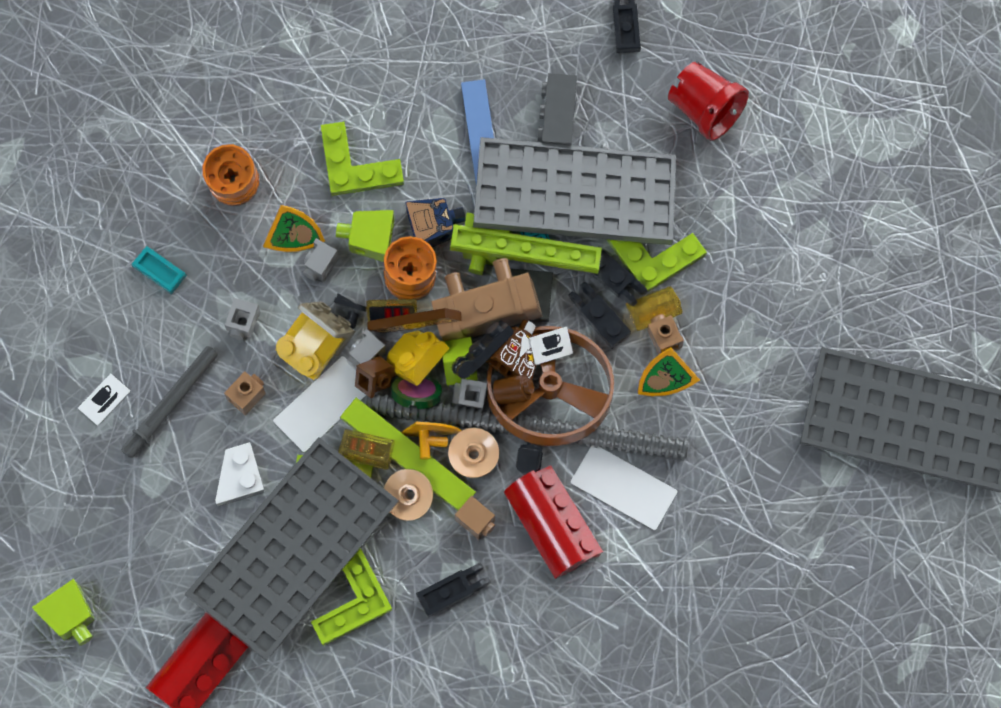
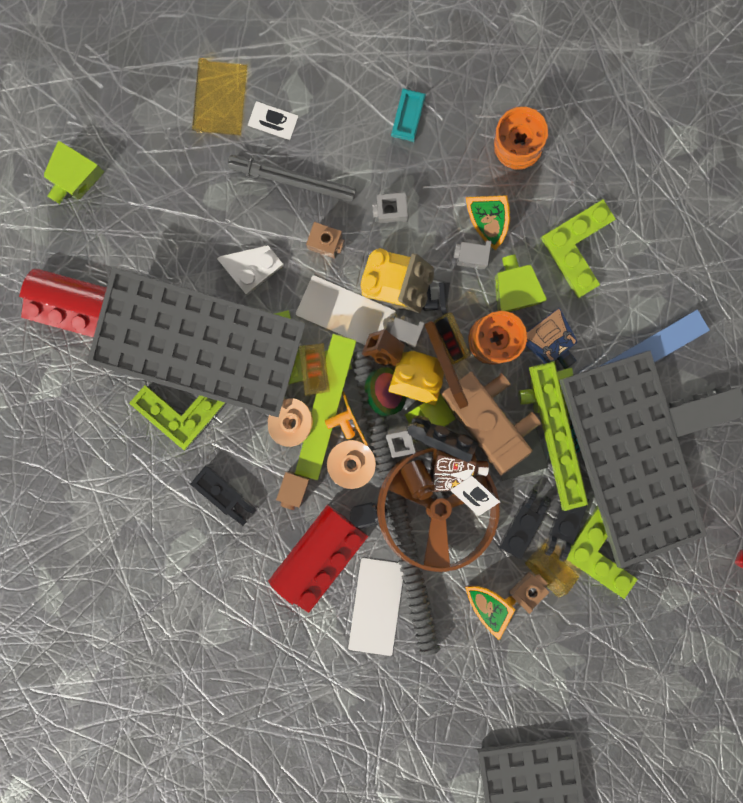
camera: 70 degrees right, 15 degrees up
(58, 441) = (219, 97): none -> clear yellow piece

